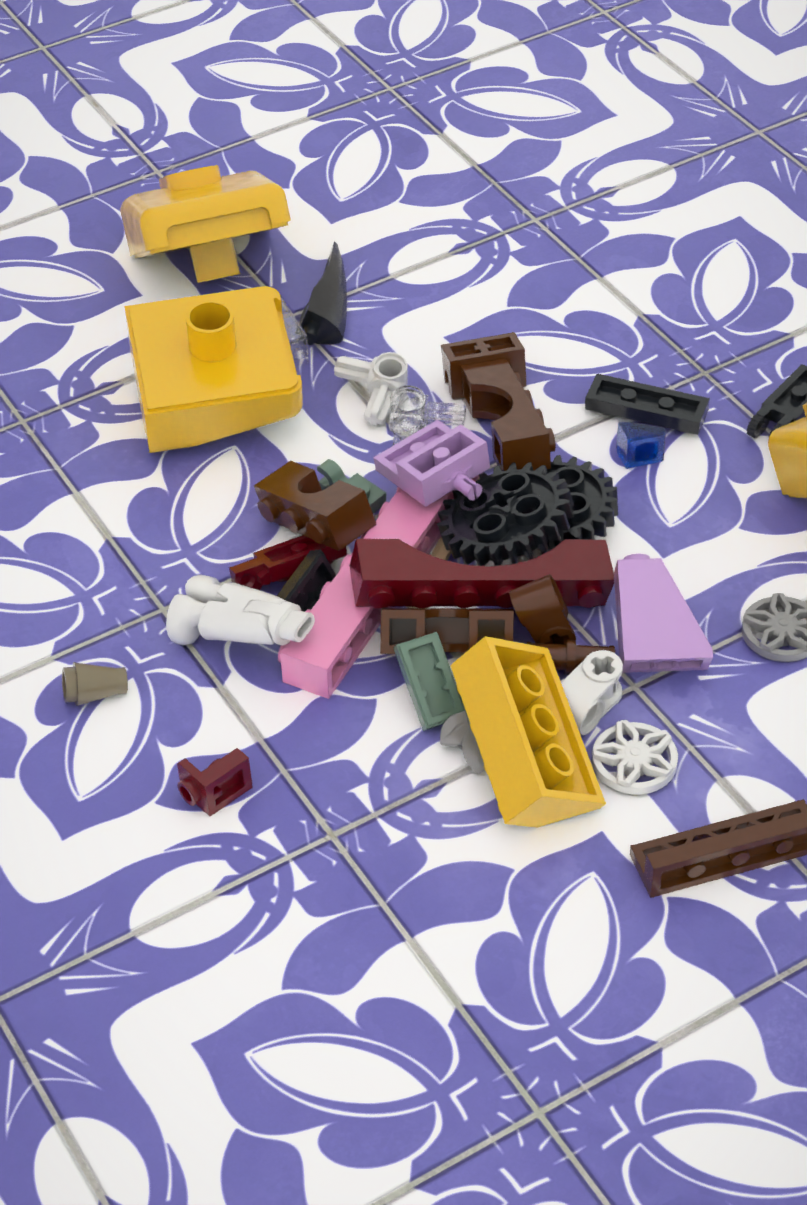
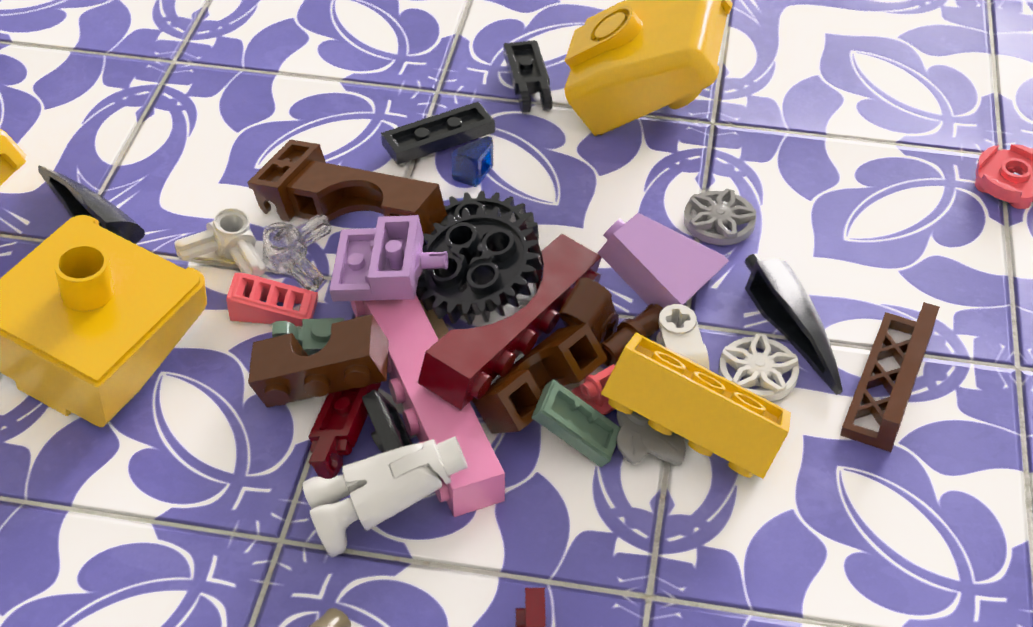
camera: 50 degrees left, 0 degrees up
(343, 426) = (249, 291): none -> coral slope
(728, 736) = (789, 308): none -> black piece

